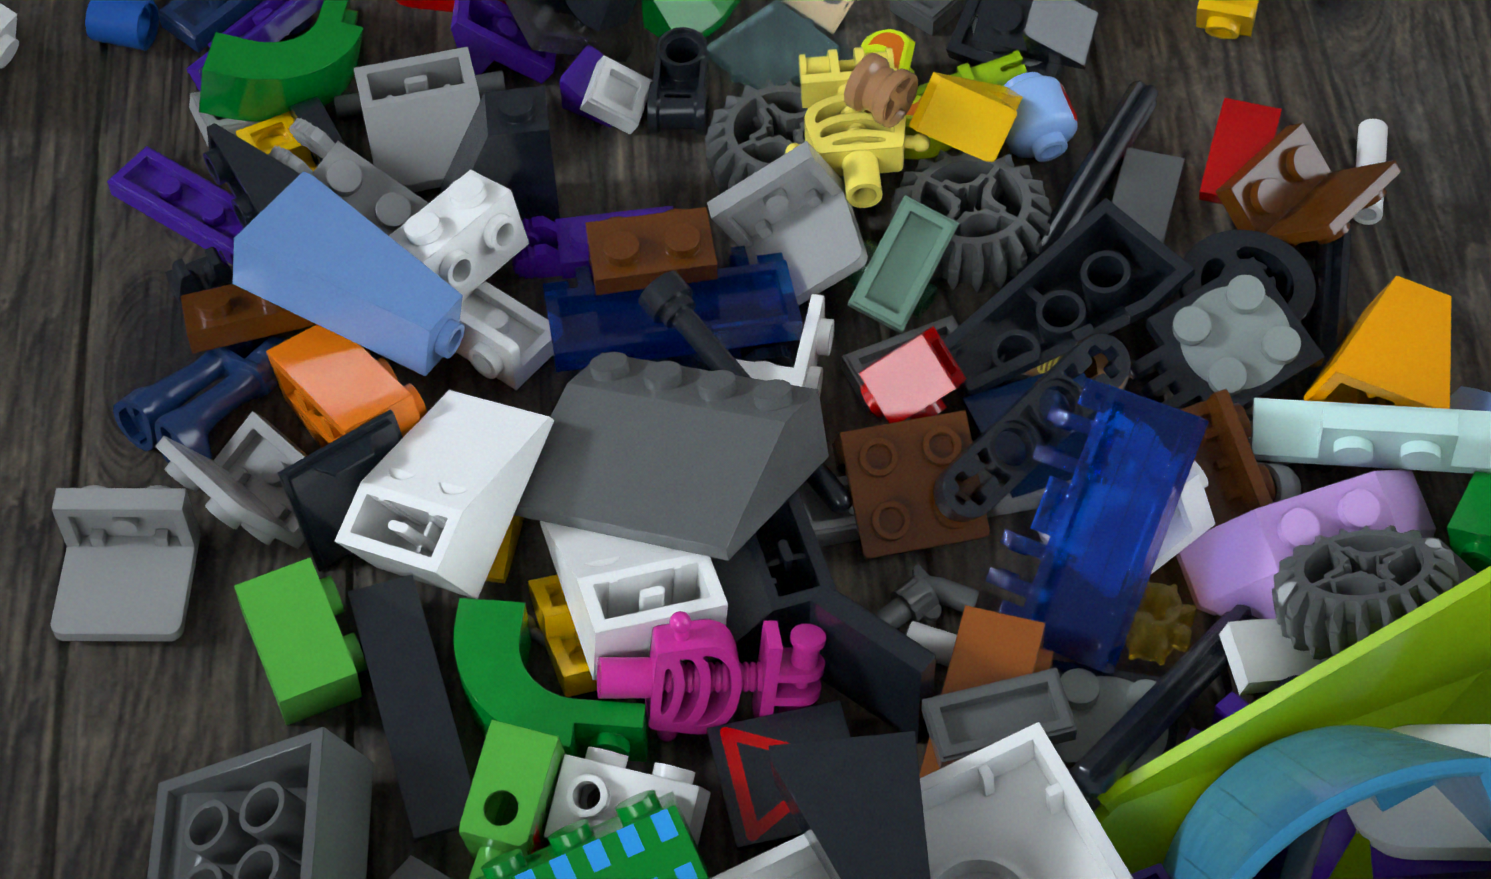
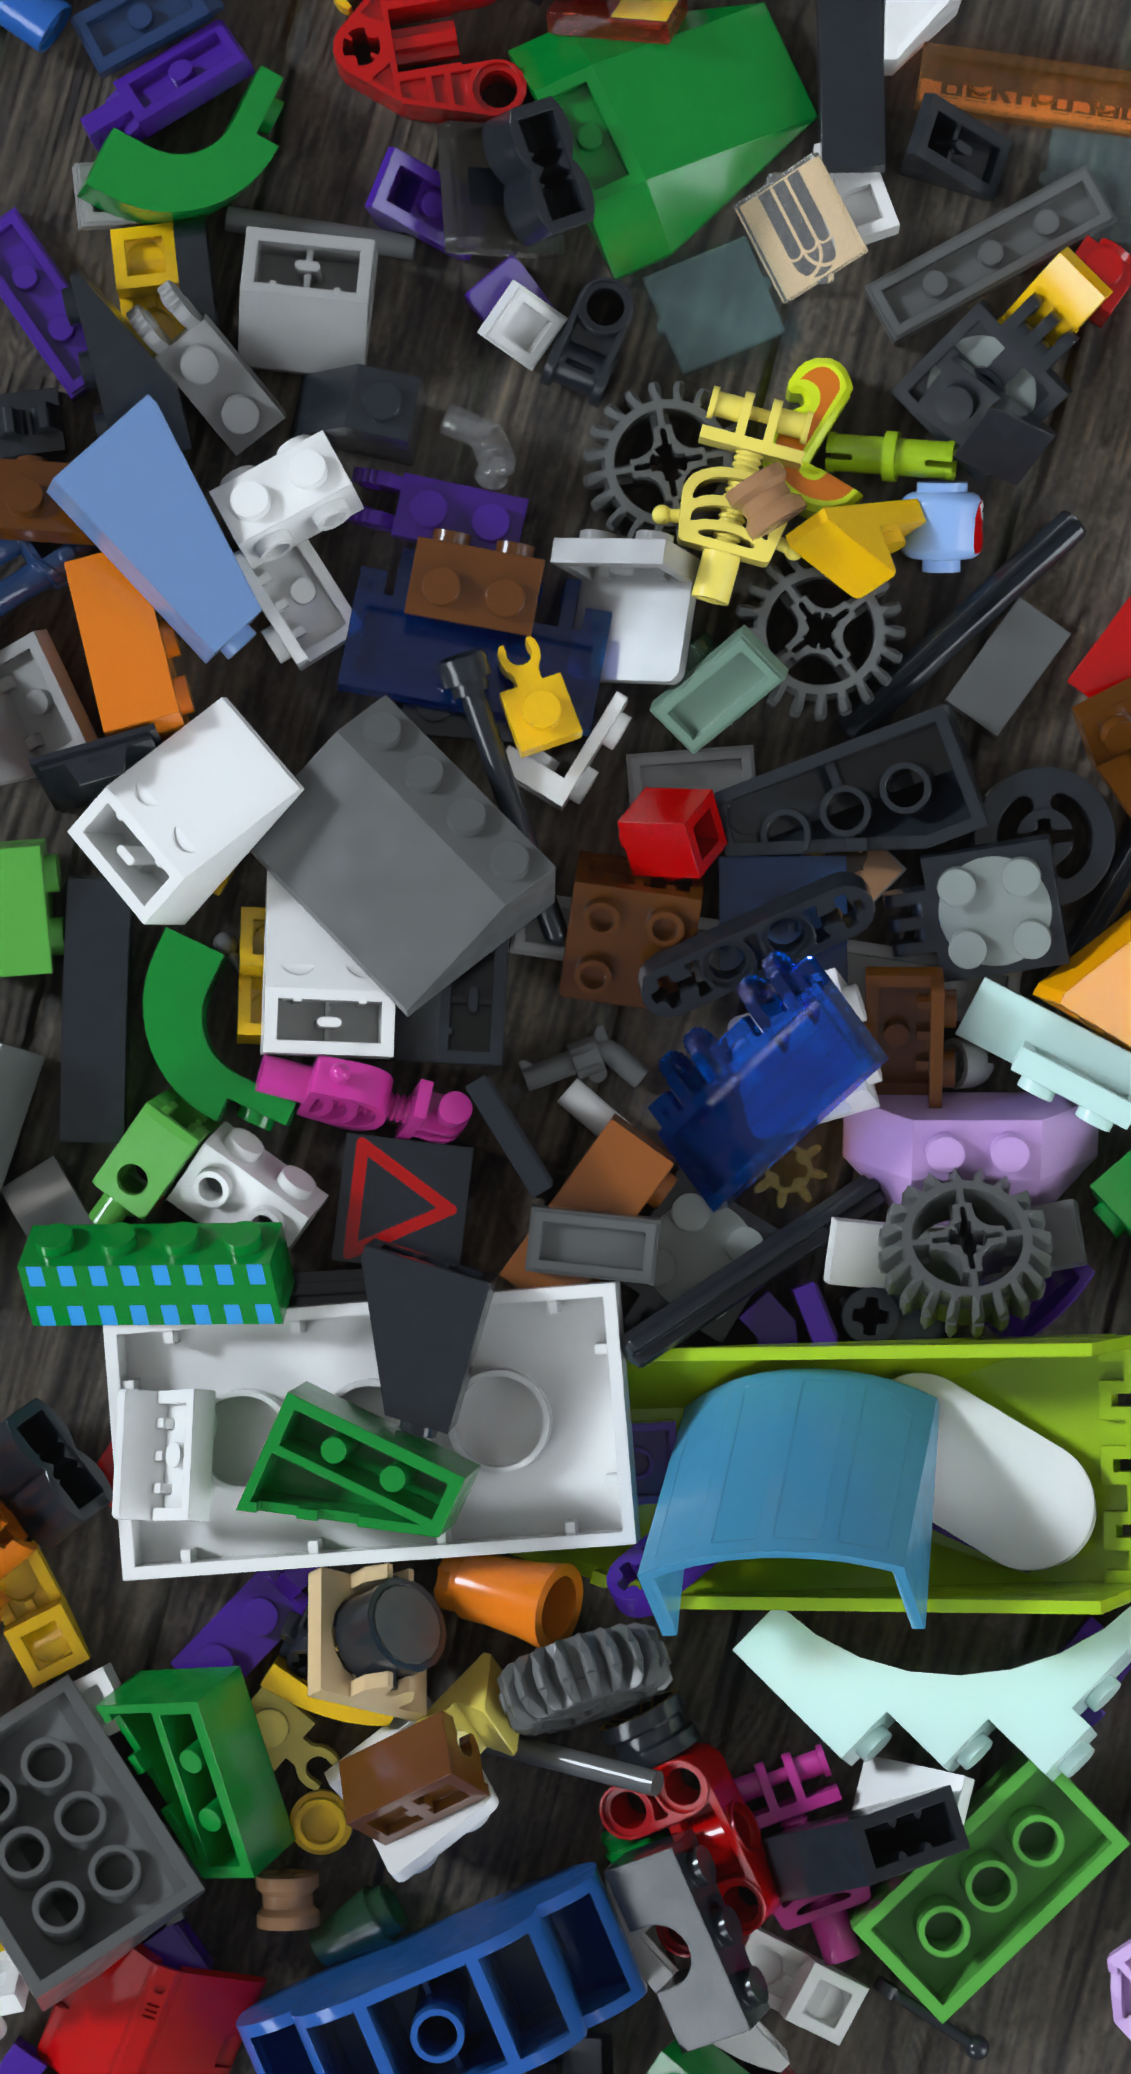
camera: 20 degrees right, 35 degrees up
(613, 179) = (488, 444): none -> clear arm
(746, 313) = (537, 707): none -> yellow plate

